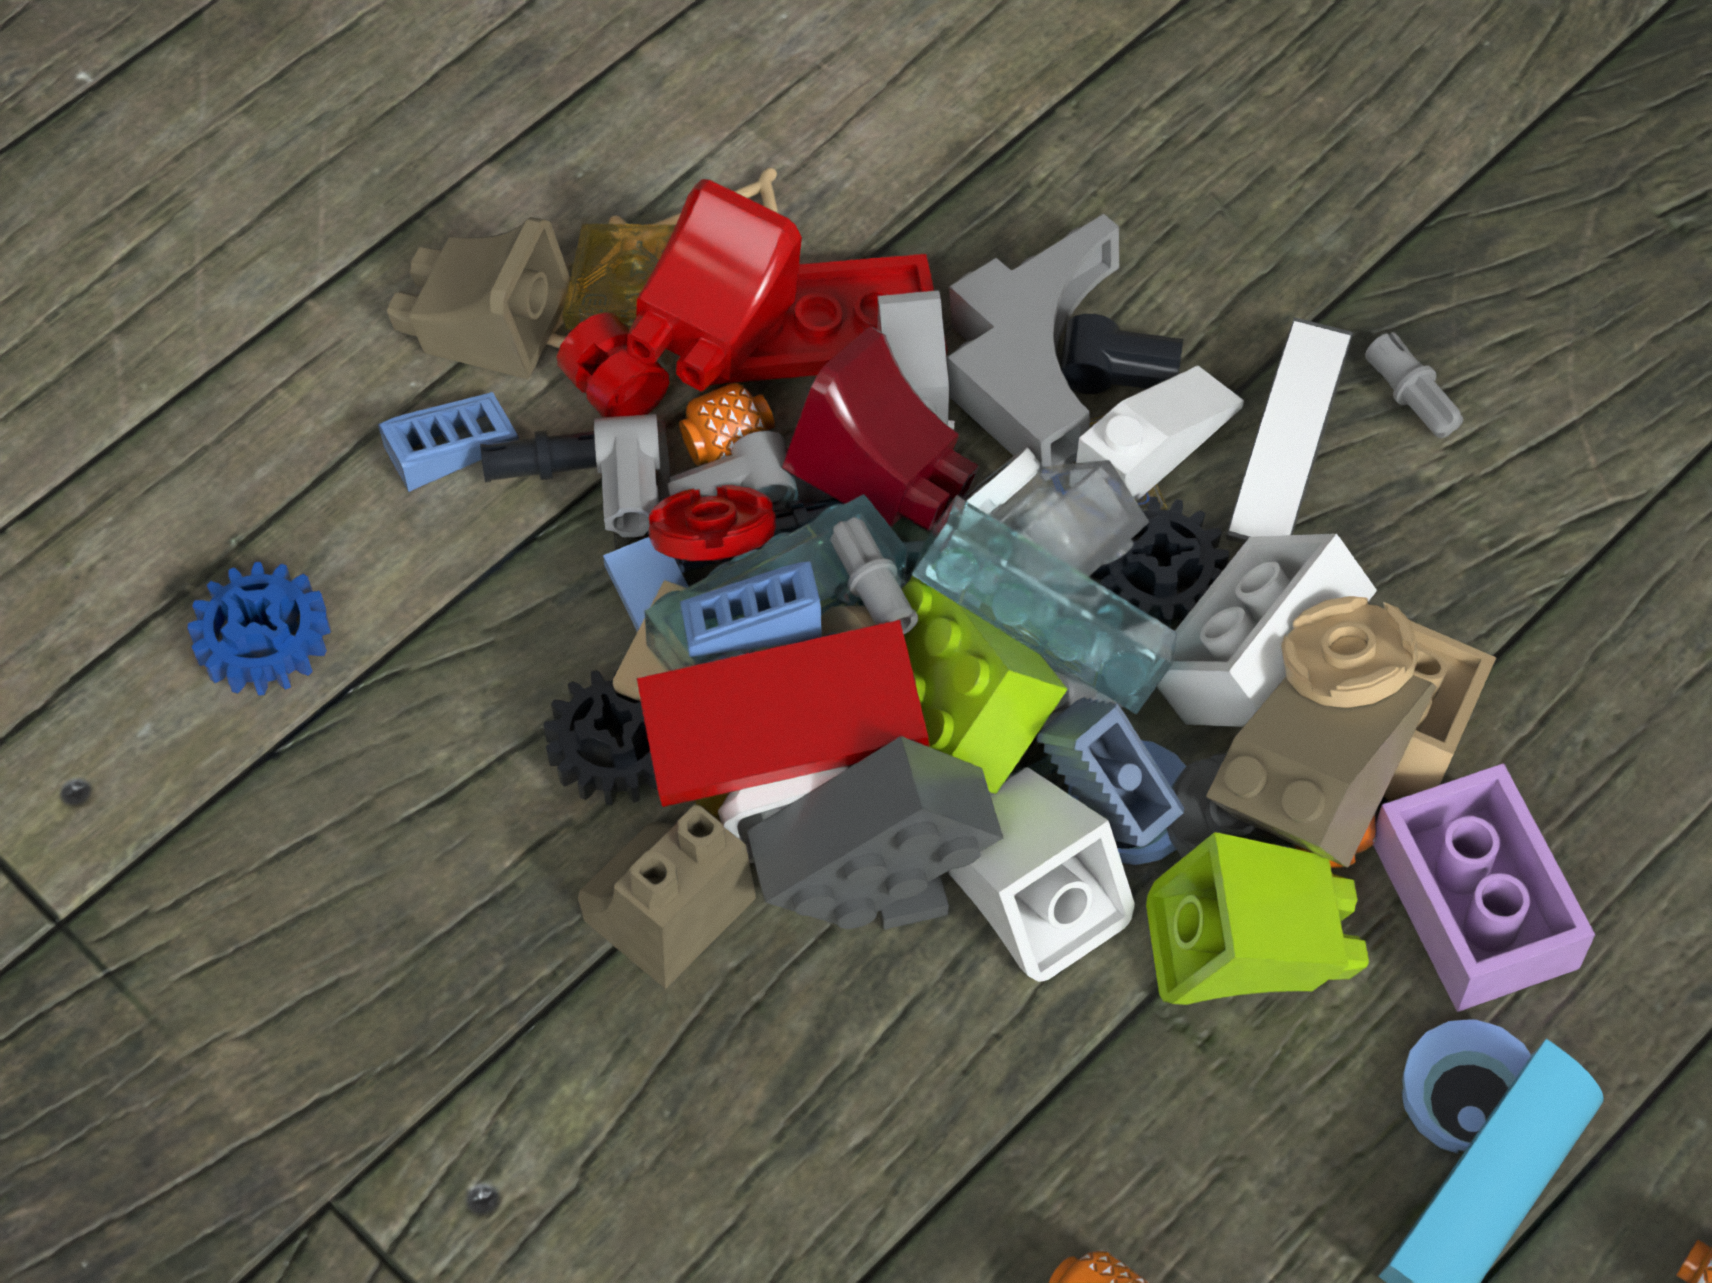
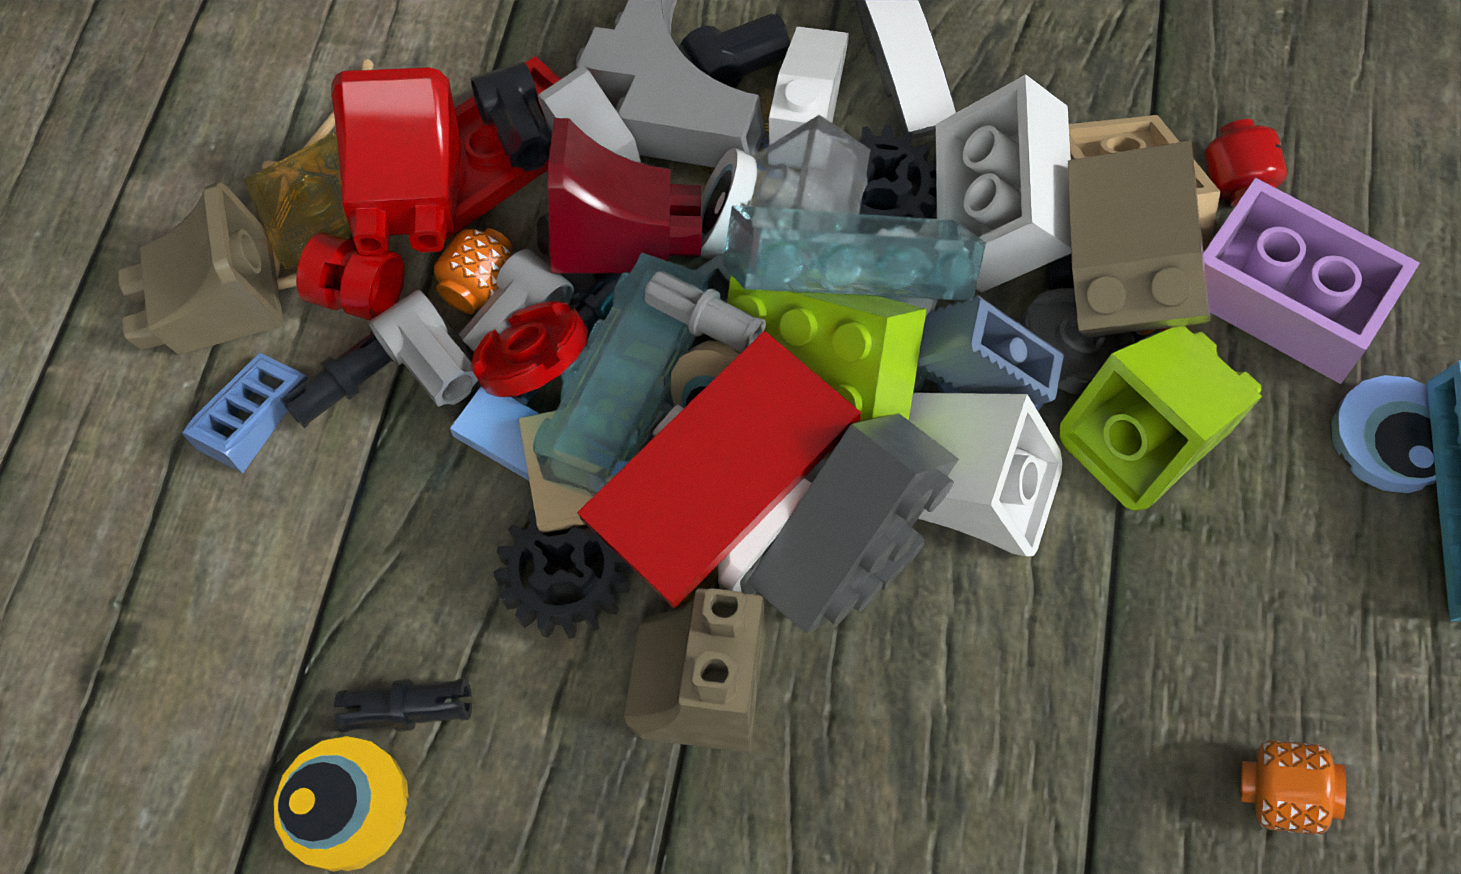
camera: 30 degrees left, 5 degrees up
(259, 628) = (201, 688): blue gear -> none
(304, 815) = (341, 804): none -> tile
(406, 766) = (403, 705): none -> black pin
(776, 609) = (636, 368): medium blue slope -> none
(854, 290) = (511, 105): none -> black piece
(1349, 652) = (1109, 155): tan tile -> none
(1535, 749) = (1241, 156): none -> red head

